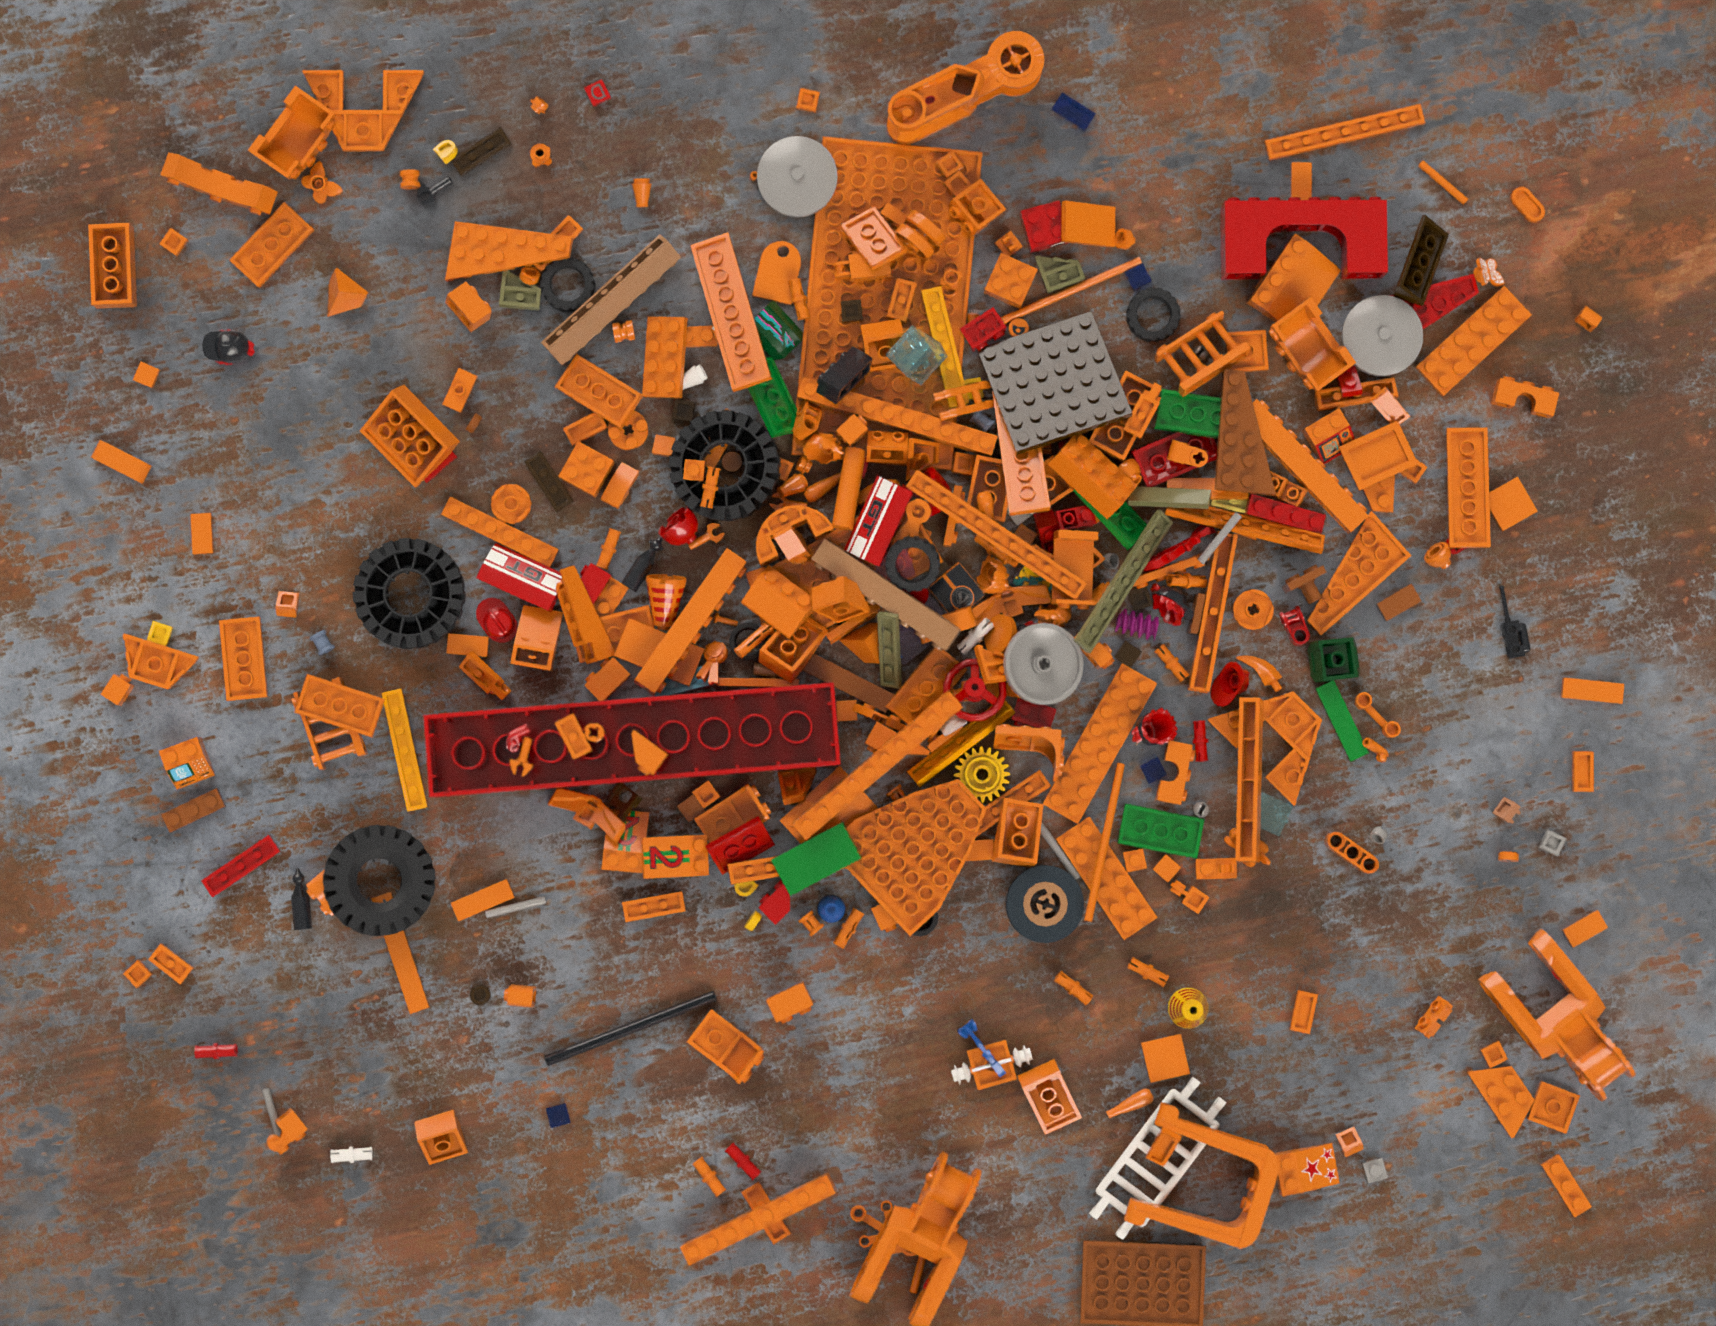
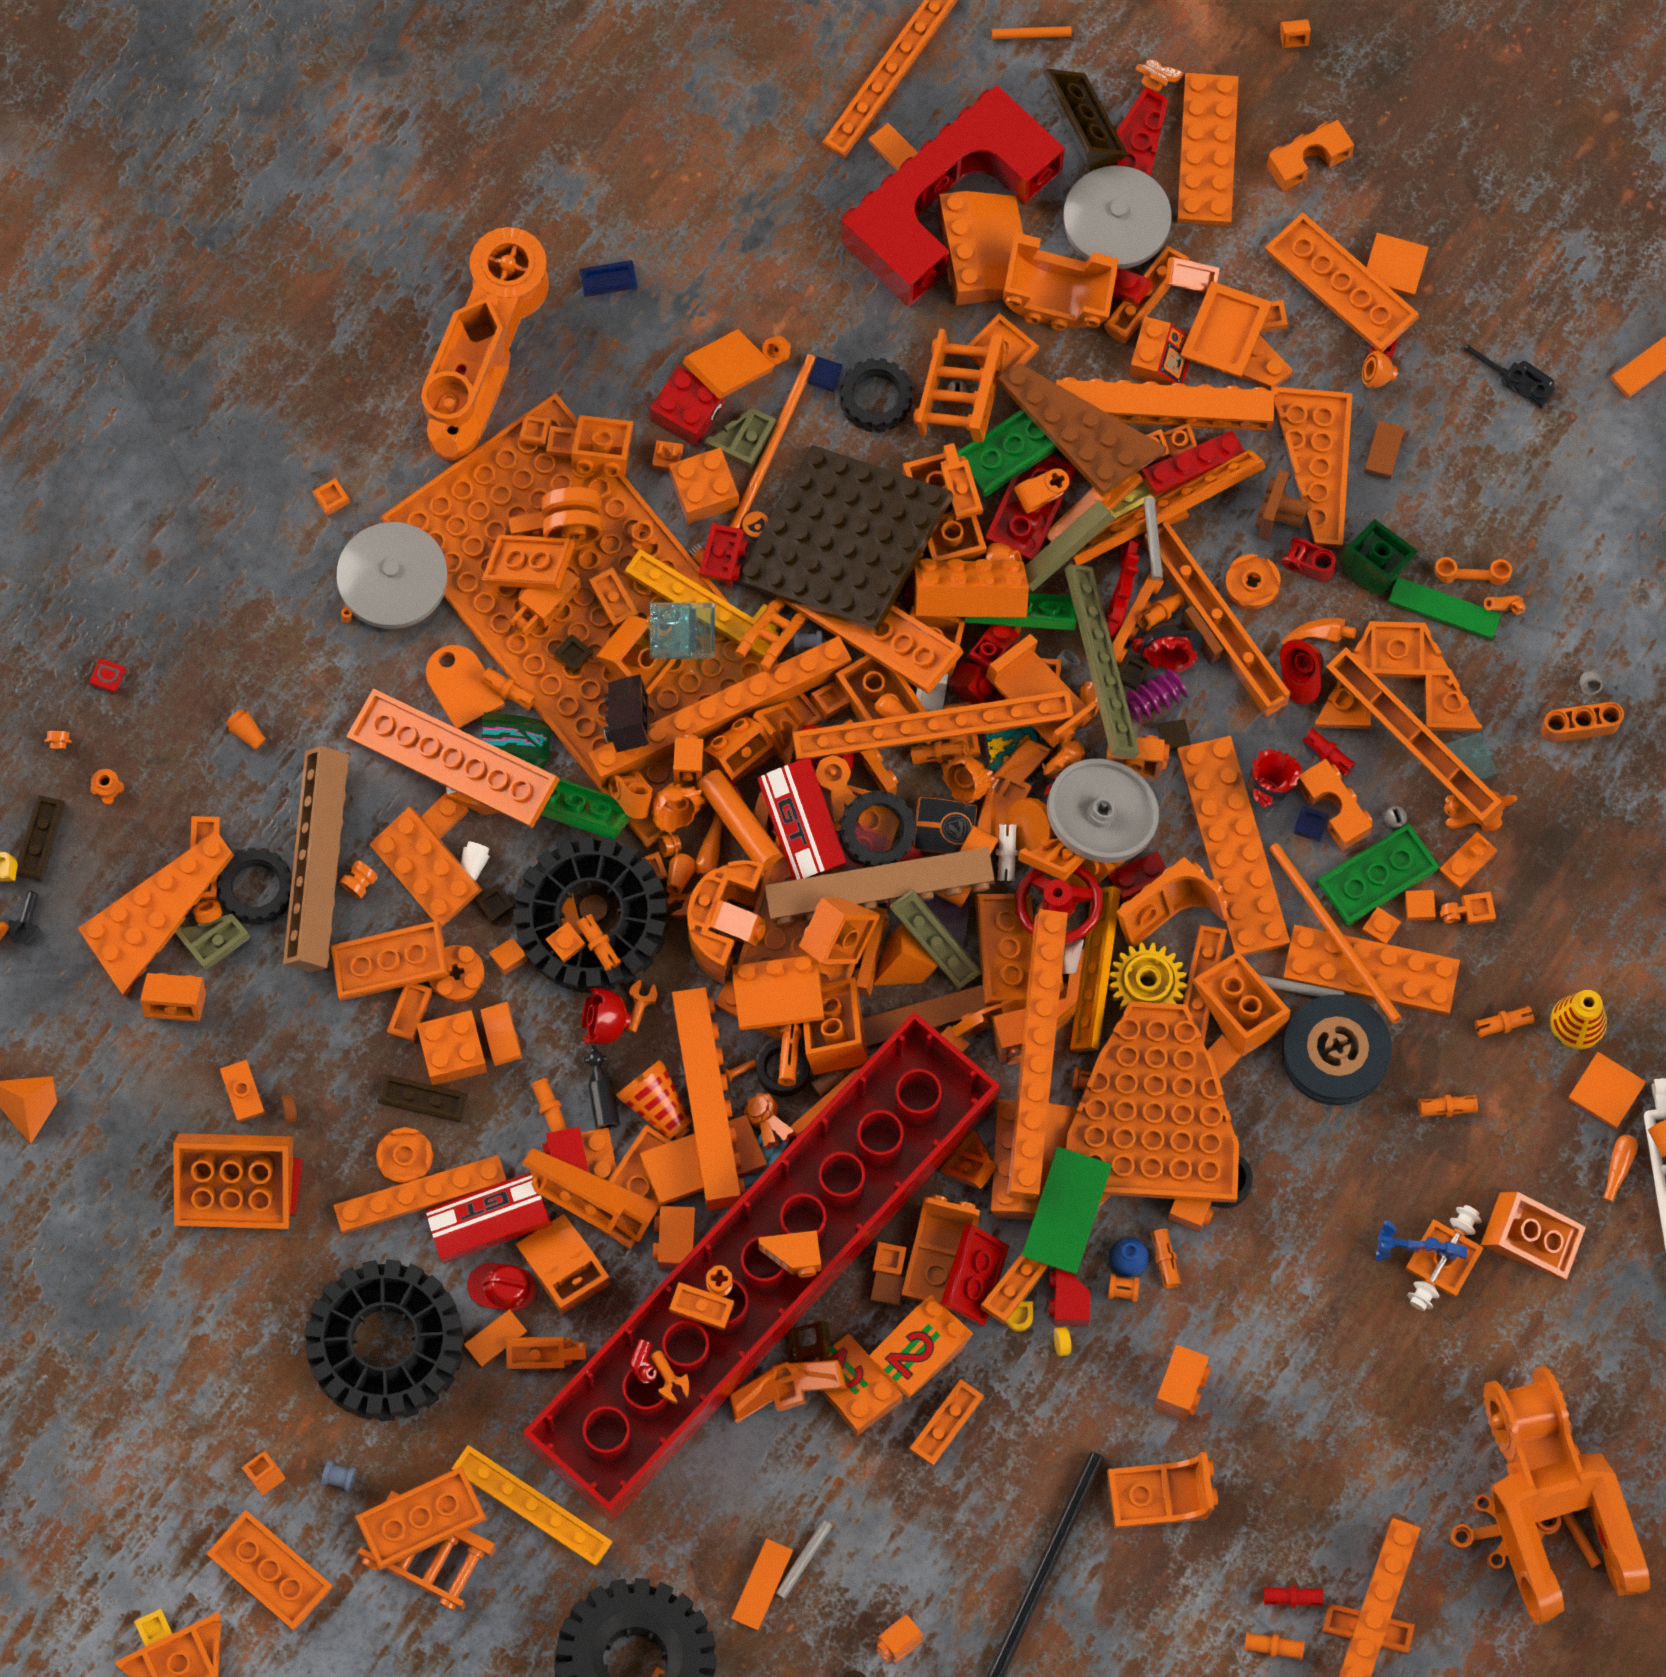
camera: 40 degrees left, 15 degrees down
(202, 533) = (103, 1483): orange tile -> none
(1171, 662) = (1225, 704): orange pin -> none

